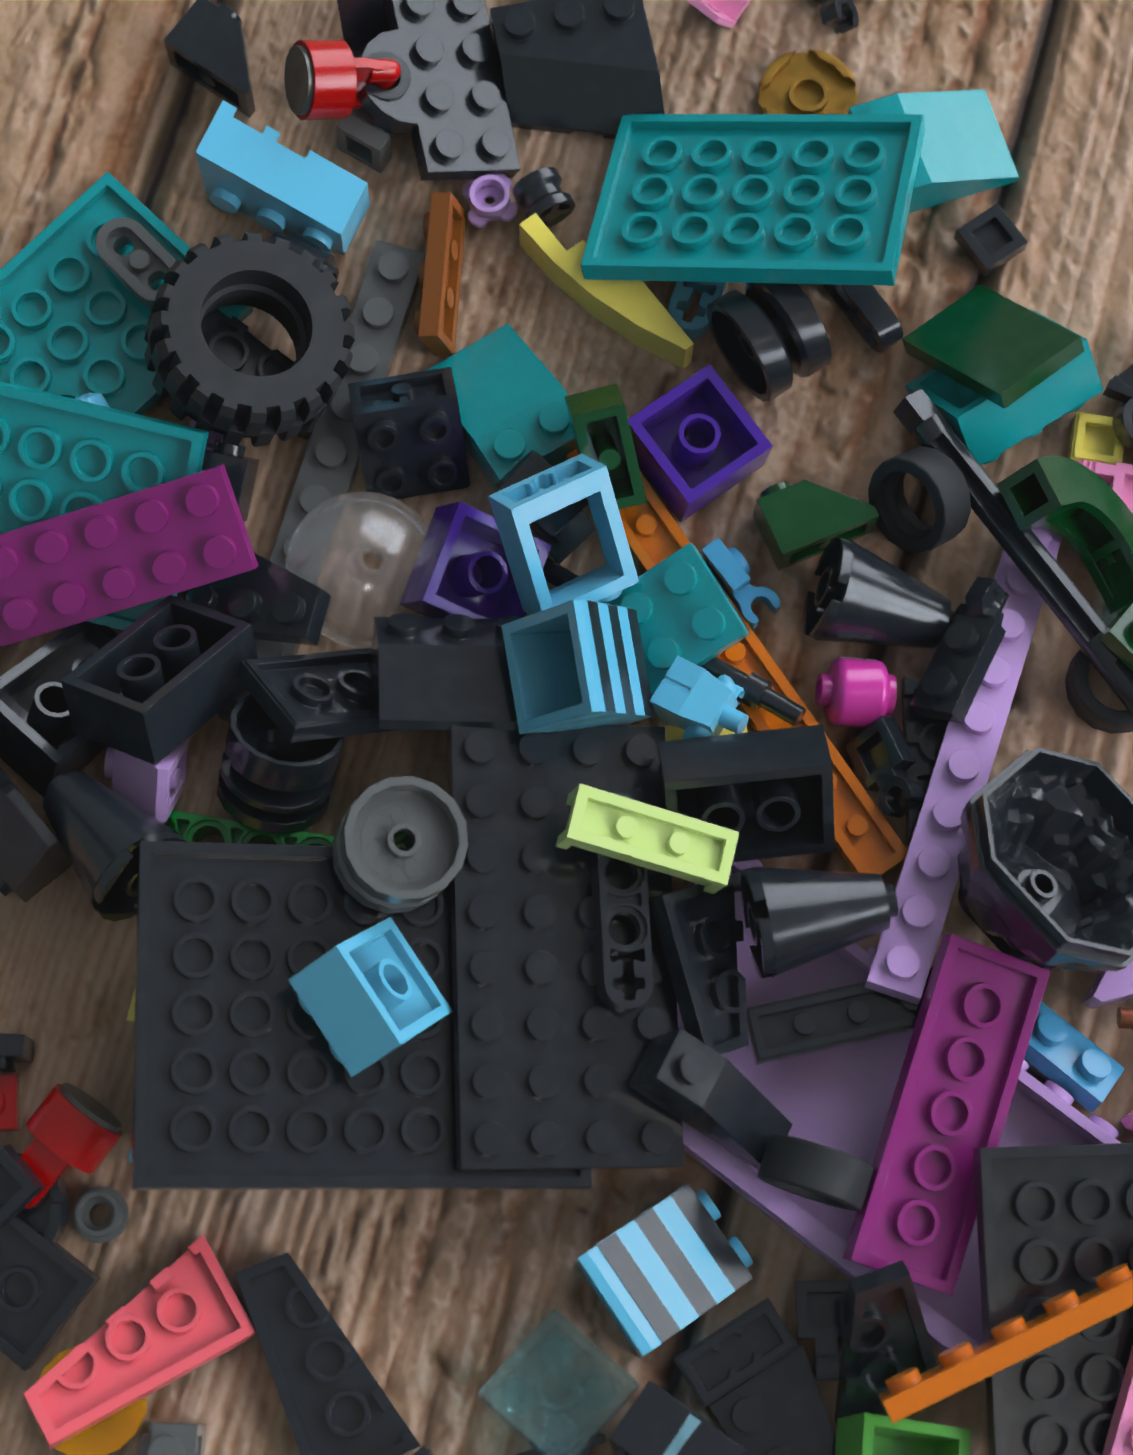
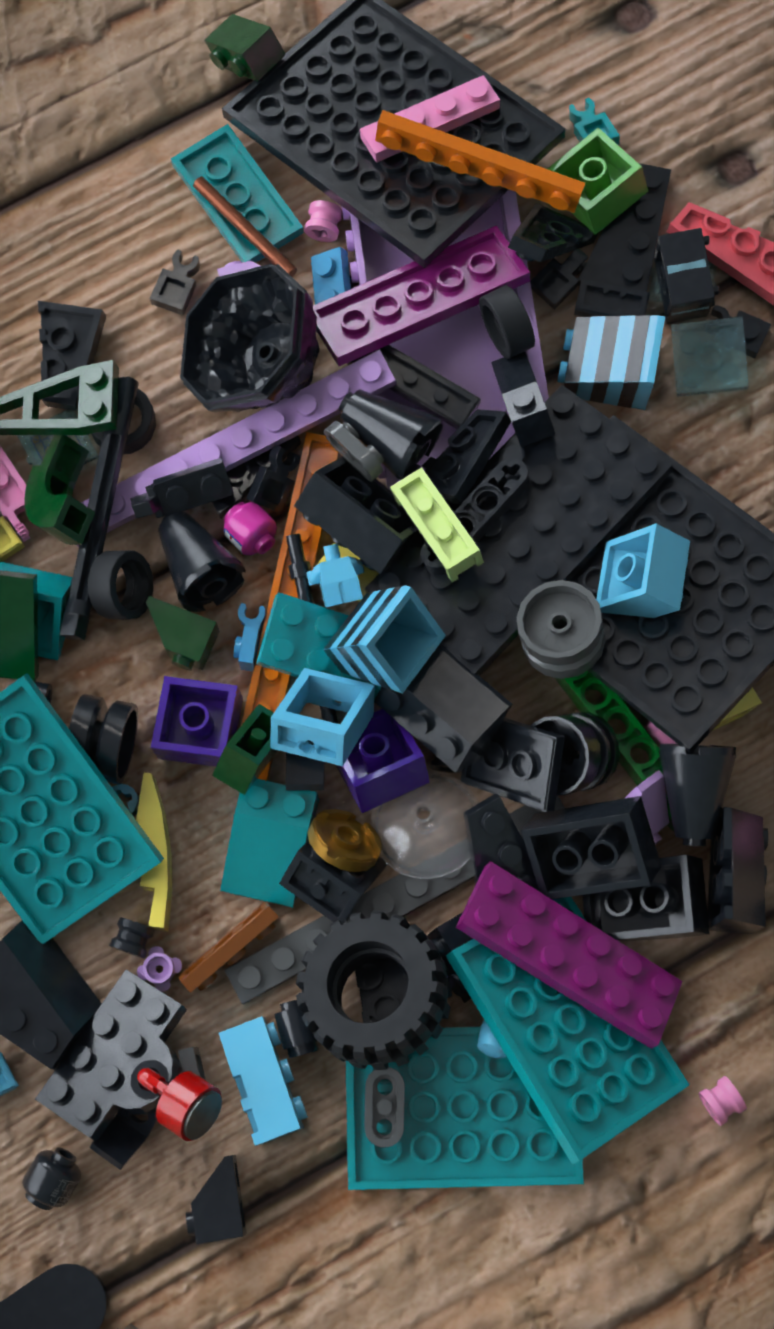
camera: 130 degrees left, 0 degrees up
(425, 461) = (344, 840): none -> pearl gold tile
(808, 847) = (346, 443): none -> dark grey plate

